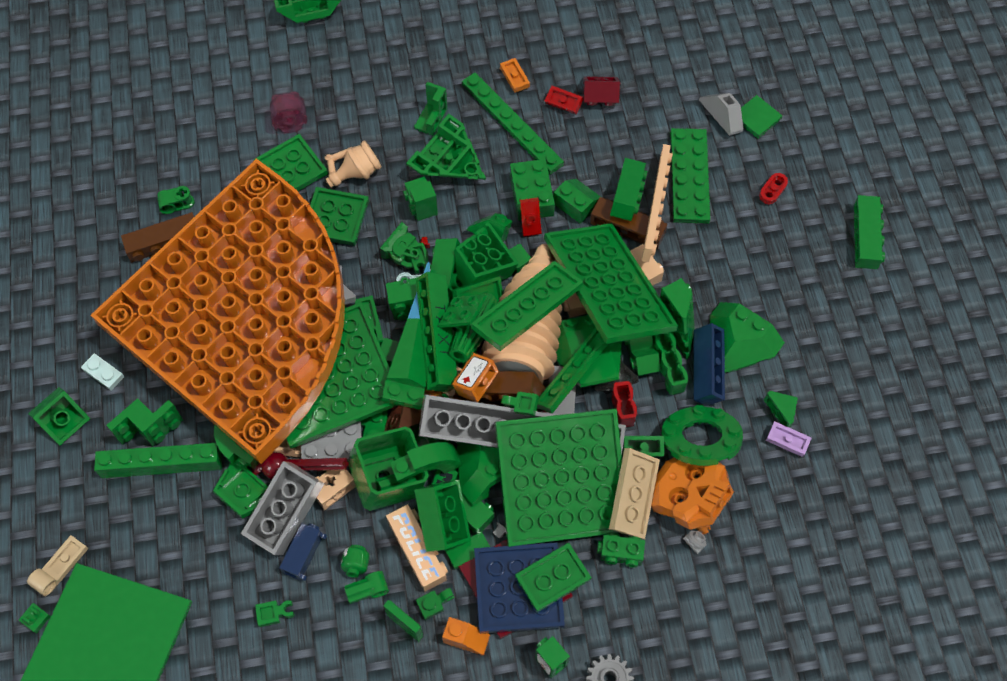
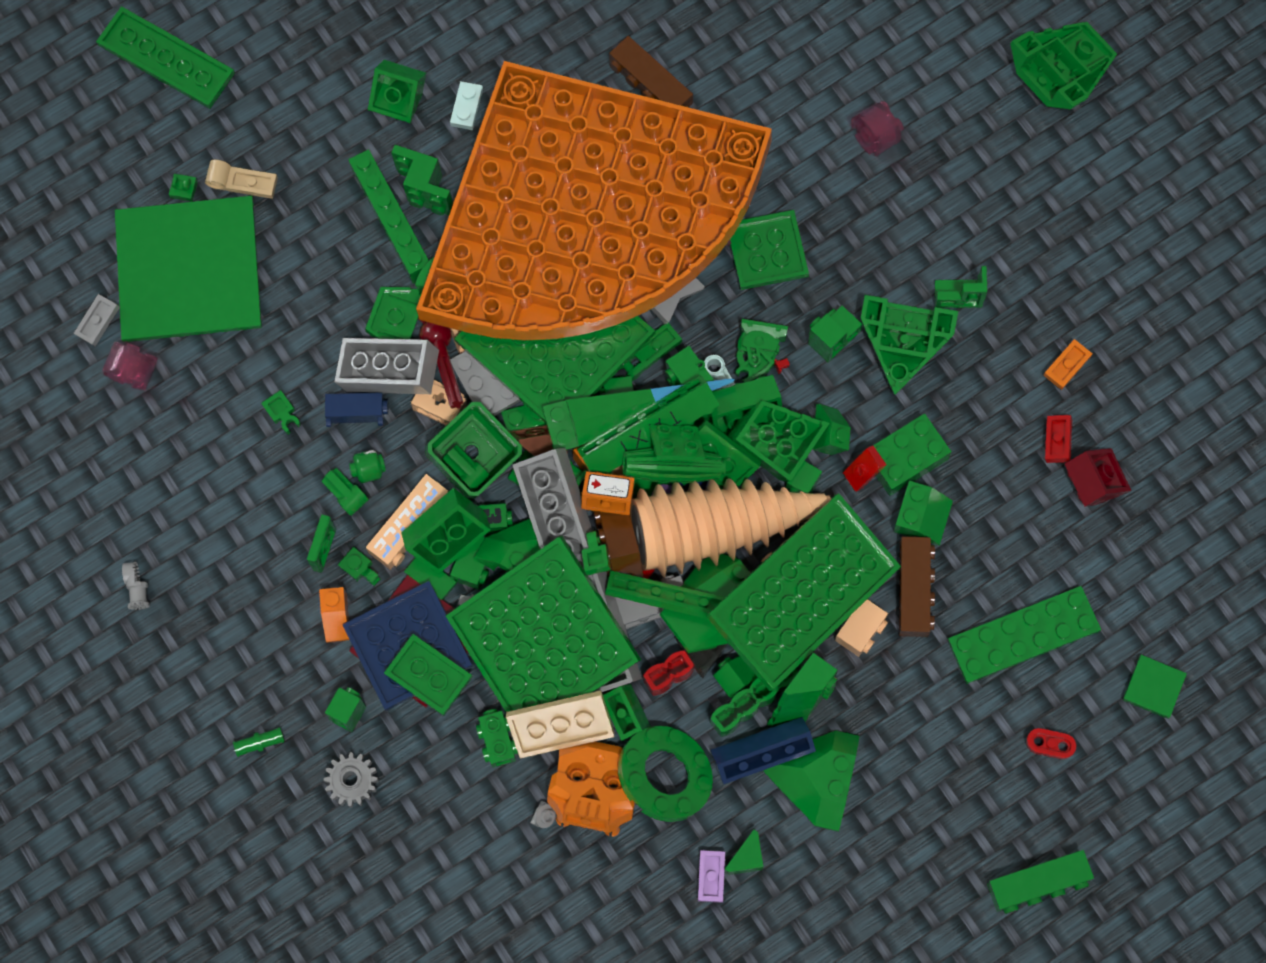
camera: 70 degrees right, 10 degrees up
(173, 200) = (704, 66): green piece -> none
(294, 162) = (809, 168): green plate -> none
(357, 163) = (846, 241): light nougat piece -> none
(424, 458) = (495, 486): green arch -> none
(512, 122) = (997, 391): green plate -> none
(526, 305) = (714, 510): green plate -> none
(629, 189) = (955, 566): green brick -> none
(657, 207) = (942, 608): light nougat plate -> none
(725, 111) = (1136, 641): light grey slope -> none

